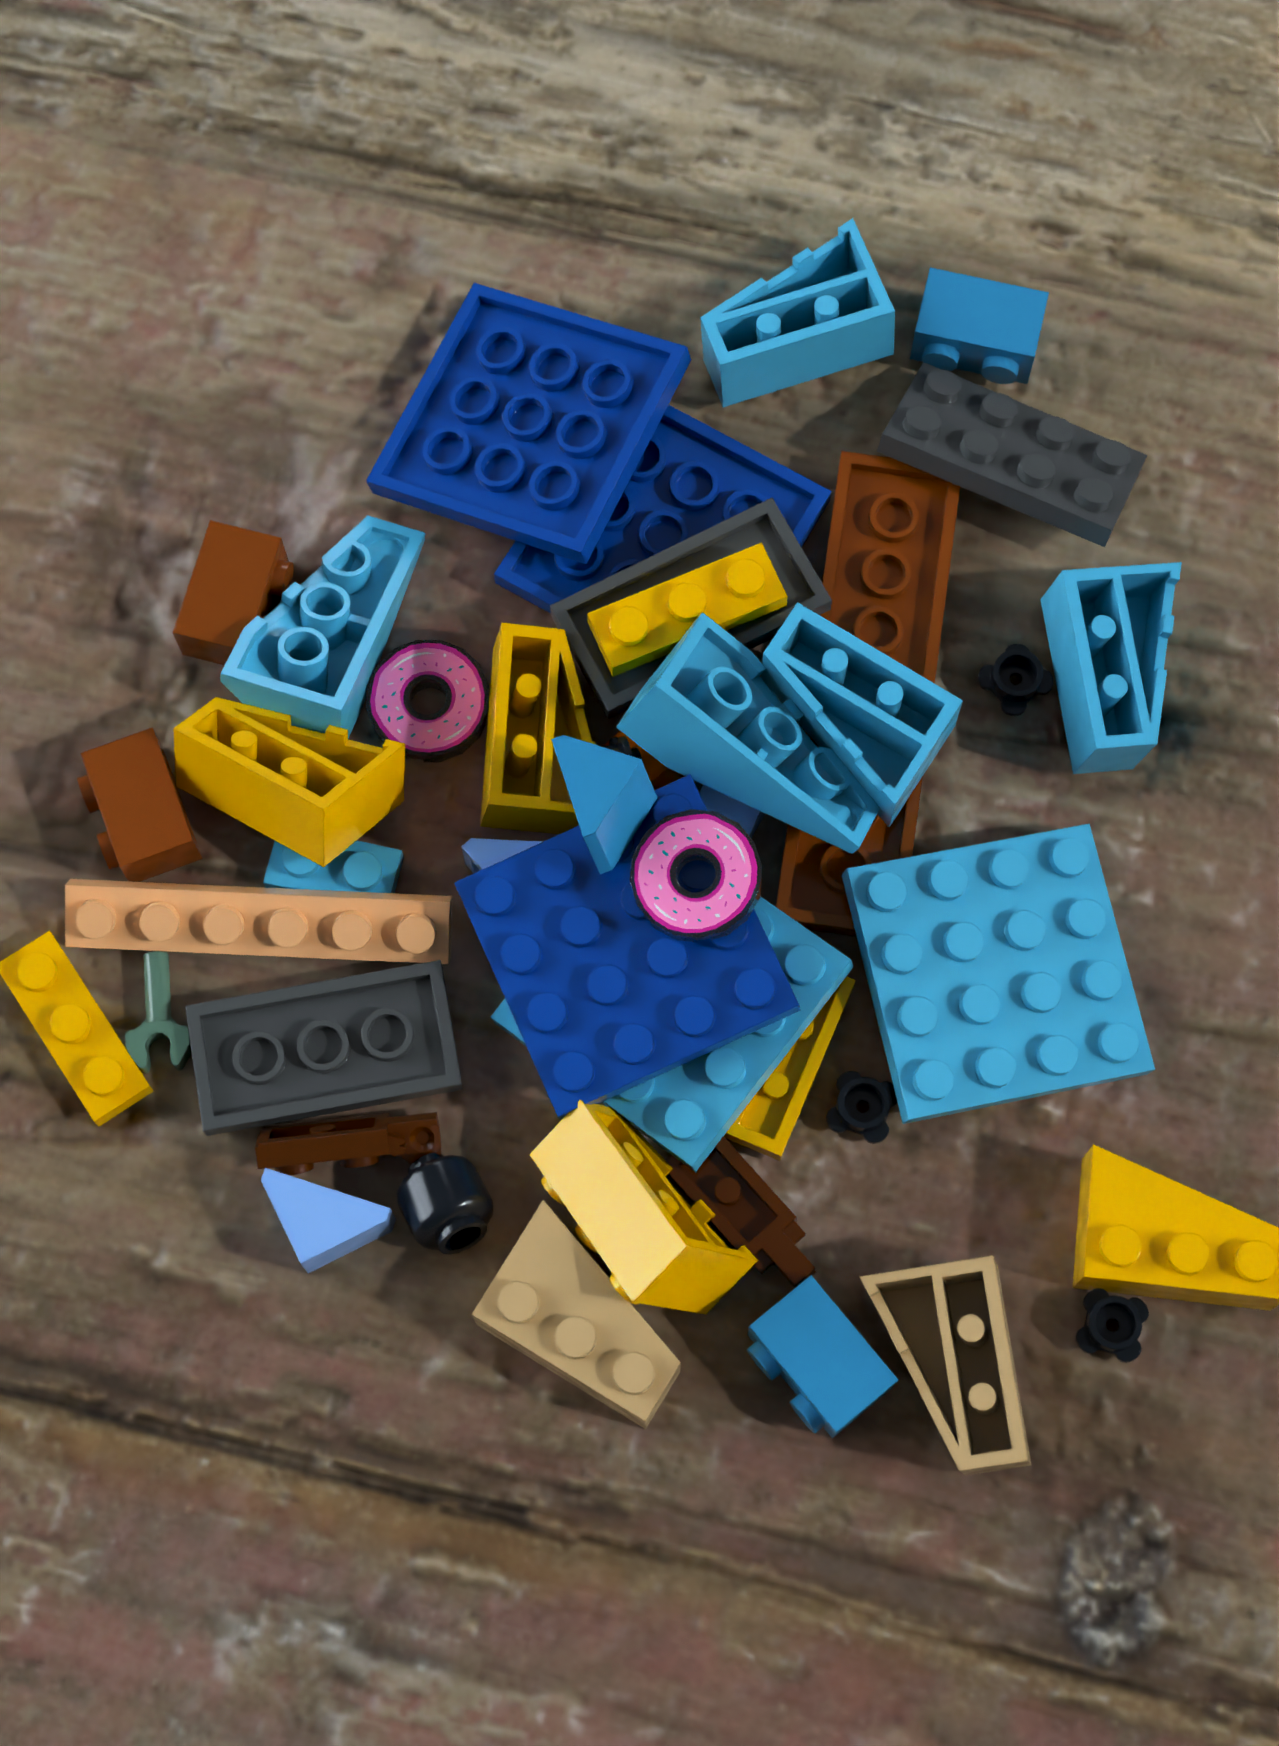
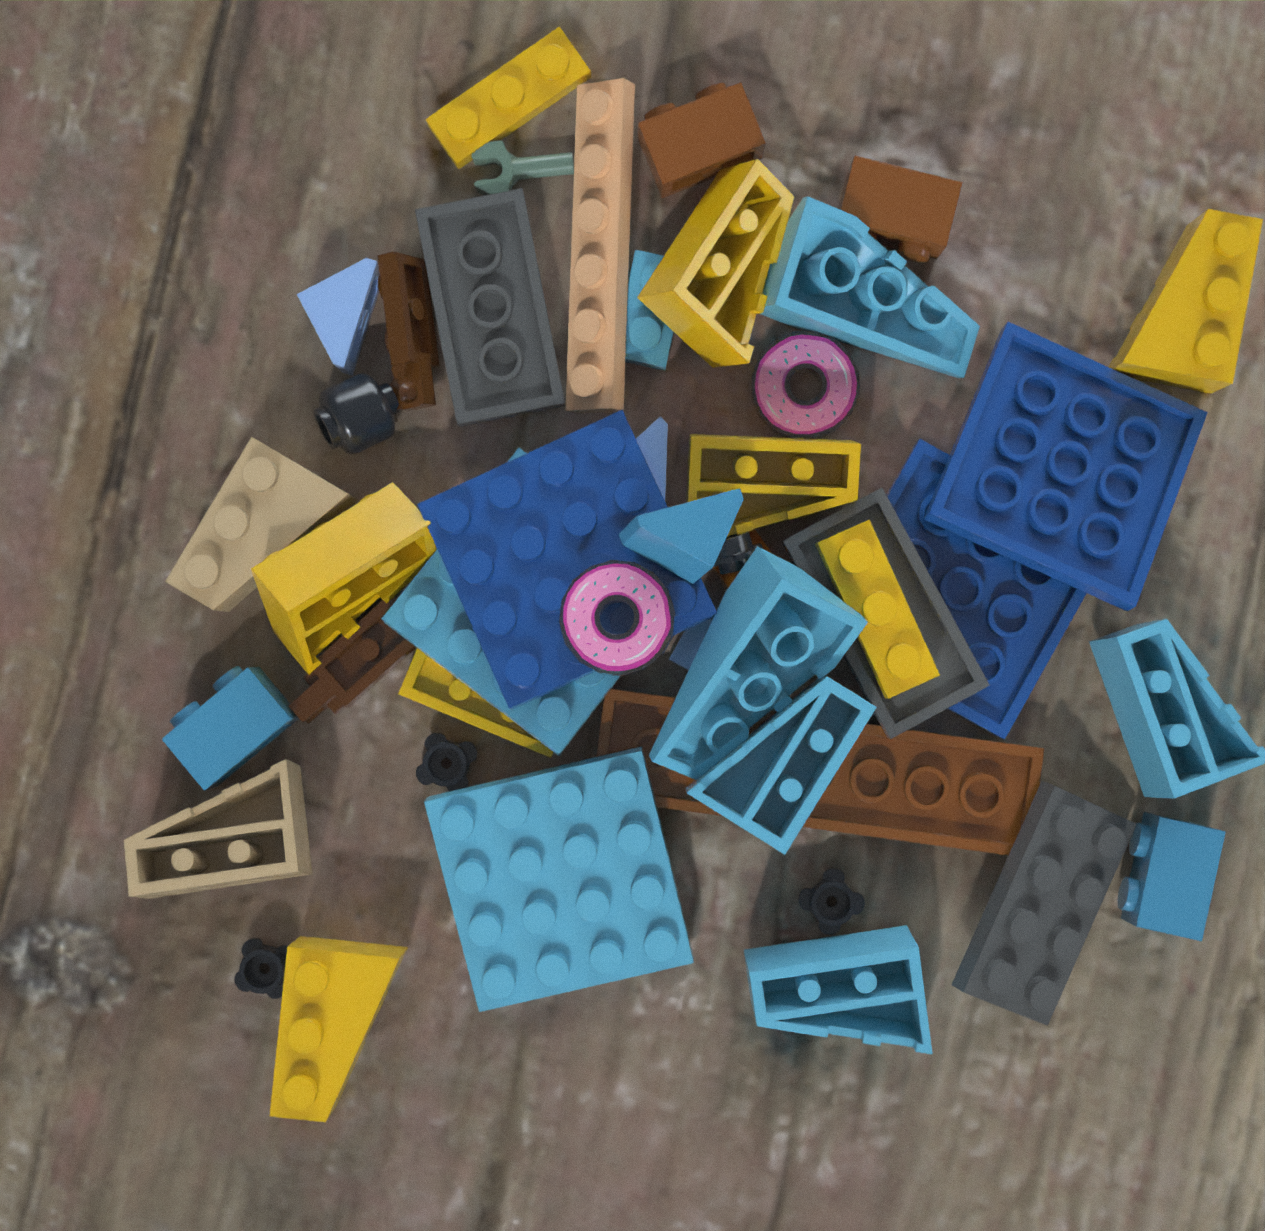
camera: 90 degrees right, 15 degrees up
(359, 290) = (1198, 307): none -> yellow wedge

